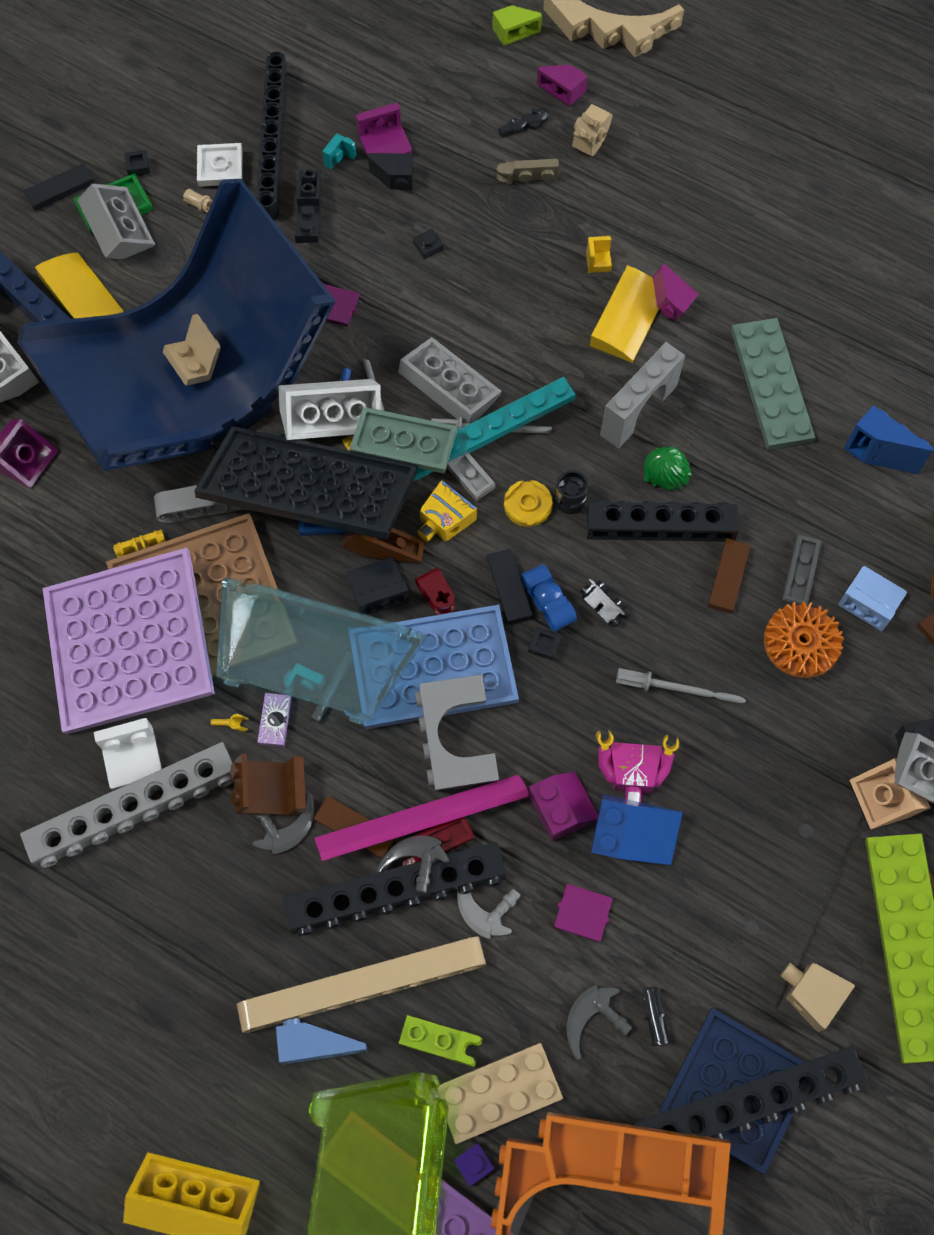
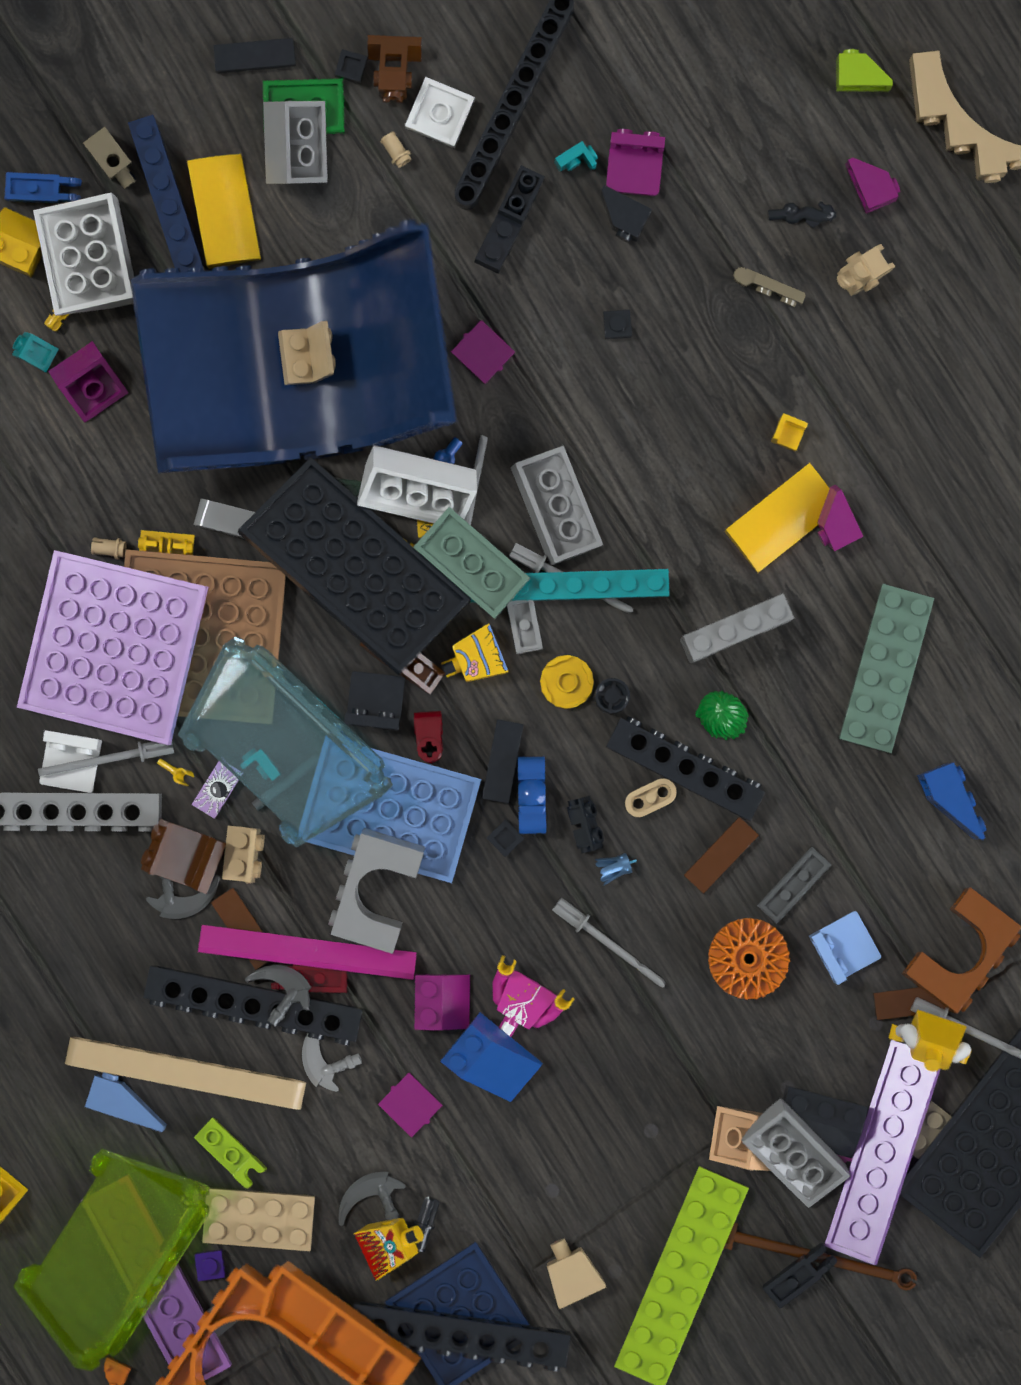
camera: 25 degrees right, 20 degrees up
(91, 568) = (108, 547): none -> tan pin
(170, 150) = (393, 80): none -> reddish brown tile
(194, 717) = (145, 751): none -> light grey piece
(321, 762) = (242, 854): none -> tan bracket
(634, 1050) = (388, 1244): none -> torso
(645, 558) = (650, 797): none -> tan plate
(653, 618) = (614, 867): none -> flat silver piece

